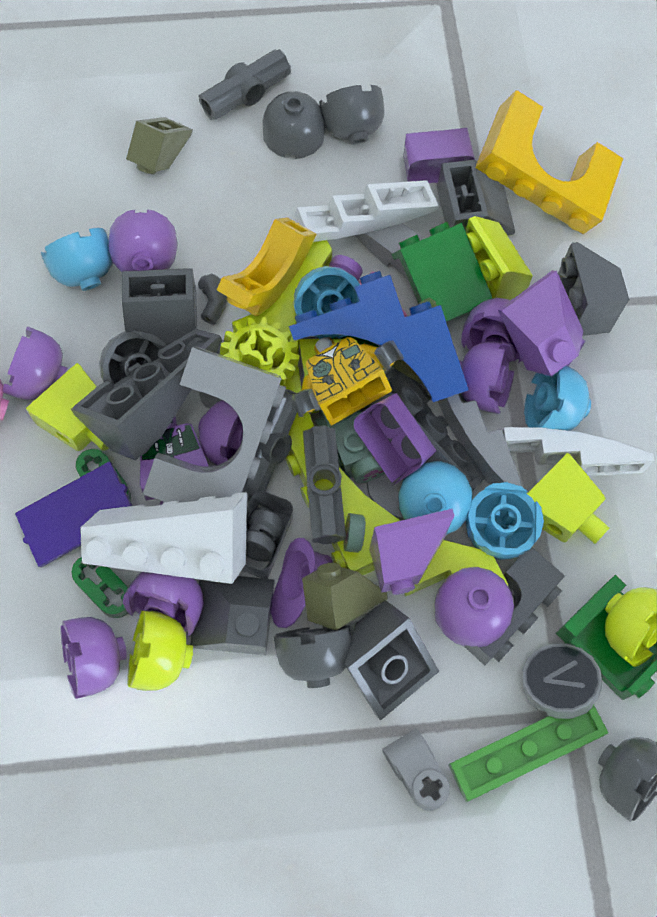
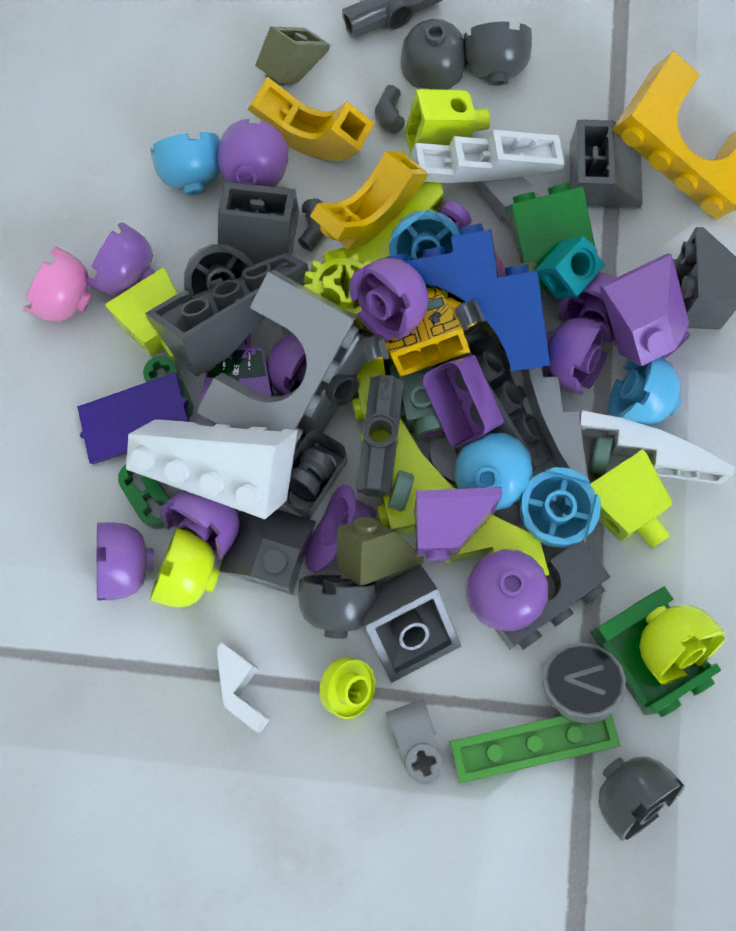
camera: 20 degrees right, 5 degrees up
(194, 212) = (314, 132): none -> yellow arch
(229, 743) = (234, 676): none -> white slope
(260, 183) = (387, 113): none -> dark grey arm
(309, 352) = (390, 297): none -> medium lavender cylinder
(315, 180) = (441, 115): none -> neon yellow torso
(341, 732) = (347, 687): none -> neon yellow plate
(428, 150) = (573, 101): medium lavender piece -> none
(466, 298) = (559, 275): none -> teal brick
(498, 258) = (615, 230): neon yellow slope -> none
(530, 465) = (601, 455): none -> sand green tile

